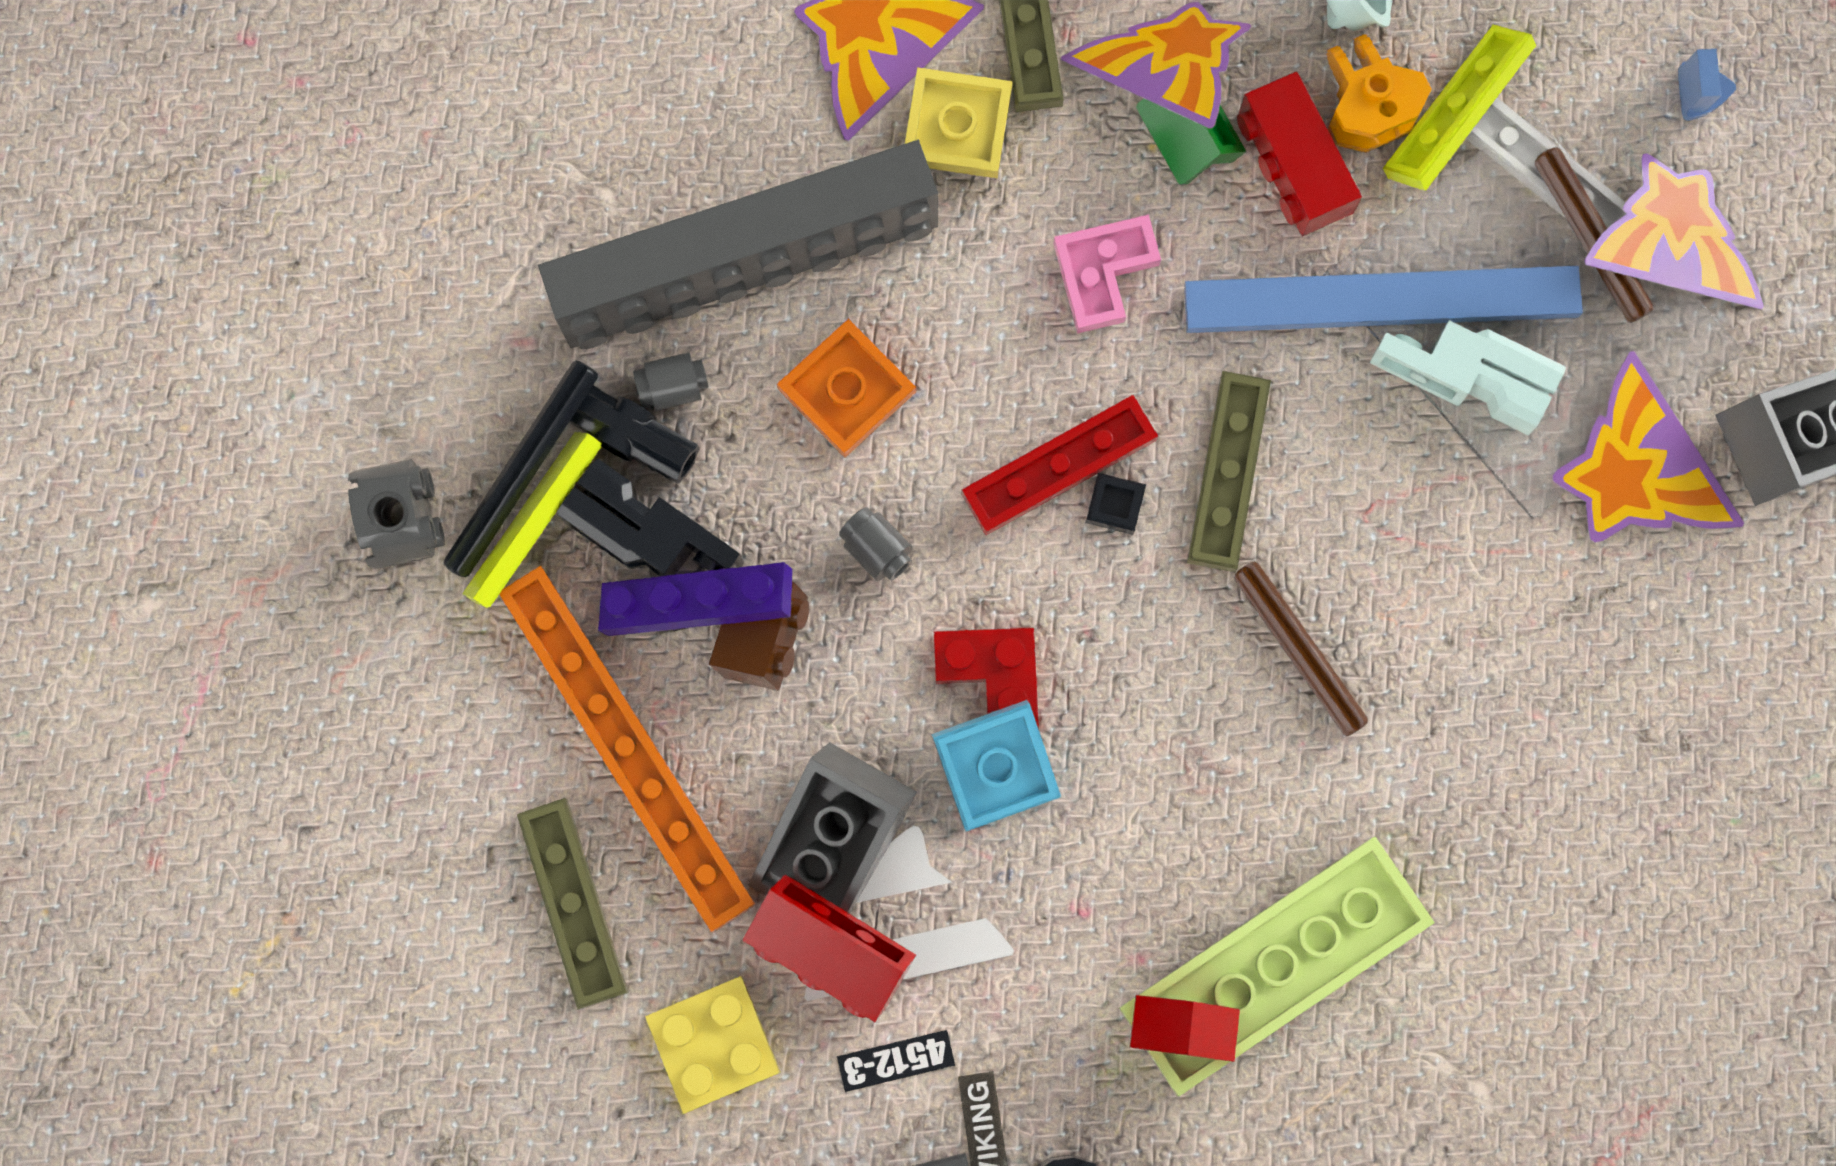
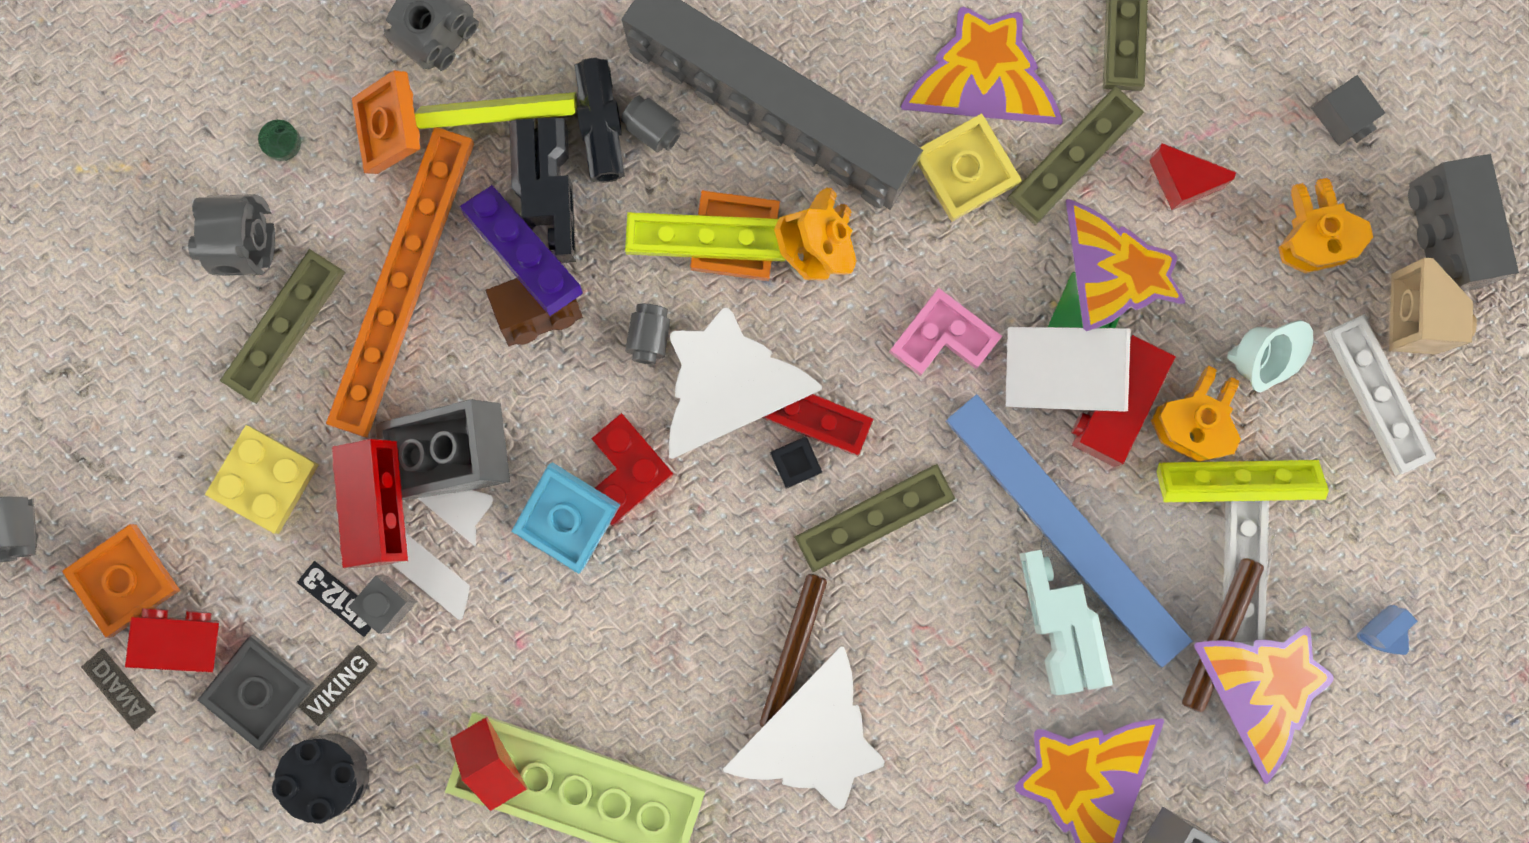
camera: 50 degrees right, 5 degrees up
(378, 761) = (279, 140): none -> clear green tile
(443, 875) = (232, 234): none -> dark grey brick
(456, 635) = (386, 122): none -> orange plate
(520, 468) = (521, 77): black axle -> none
(827, 413) = (702, 236): none -> neon yellow tile
(916, 305) = (820, 236): none -> light orange hinge
(941, 1013) = (382, 604): none -> dark grey brick
(988, 505) = (727, 383): none -> white sticker
(1230, 176) = (1068, 368): none -> white tile
(1400, 693) = (813, 738): none -> white sticker

